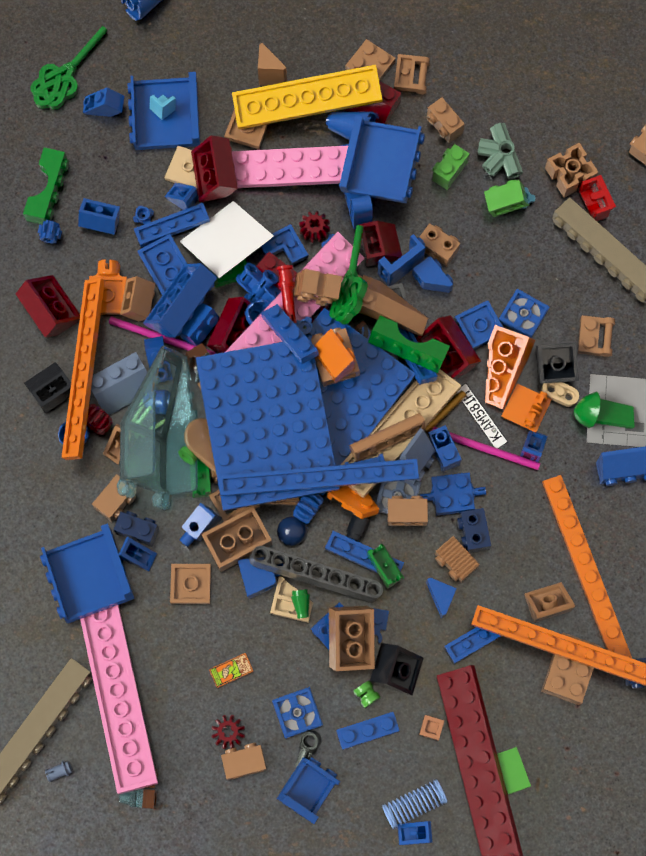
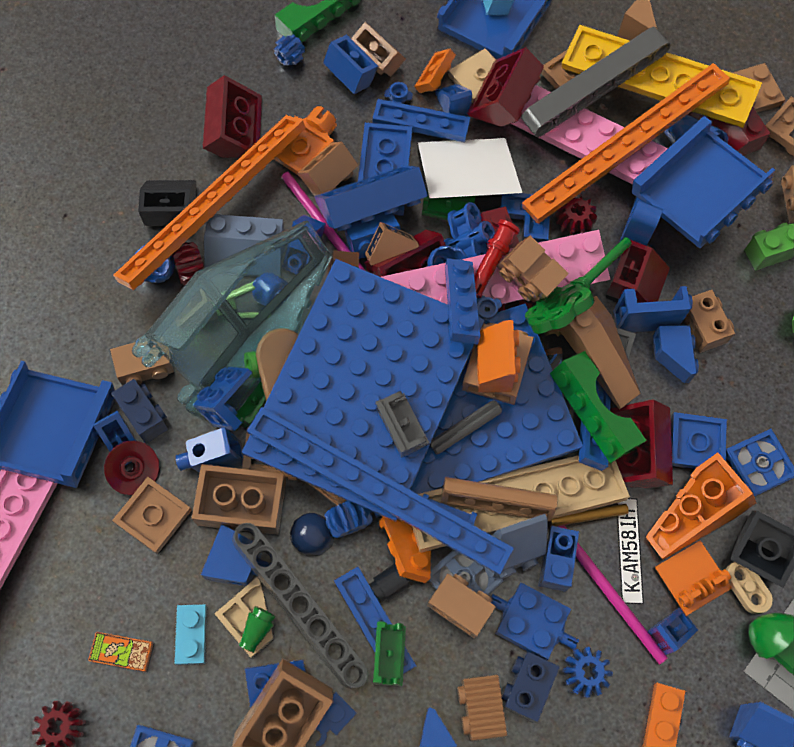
camera: 30 degrees right, 5 degrees down
(109, 193) = (378, 49): none -> medium nougat brick
(156, 184) = (434, 71): none -> orange plate
(163, 559) = (144, 465): none -> dark red dish
(179, 486) = (213, 399): none -> blue bracket
(215, 324) = (389, 243): none -> medium nougat slope
(264, 634) = (191, 634): none -> medium azure plate
(270, 129) = (595, 81): none -> dark grey beam
(306, 431) = (401, 424): none -> dark grey hinge
(316, 160) = (625, 143): none -> orange plate
(340, 407) = (465, 426): none -> dark grey axle
(494, 504) = (597, 670): none -> blue gear

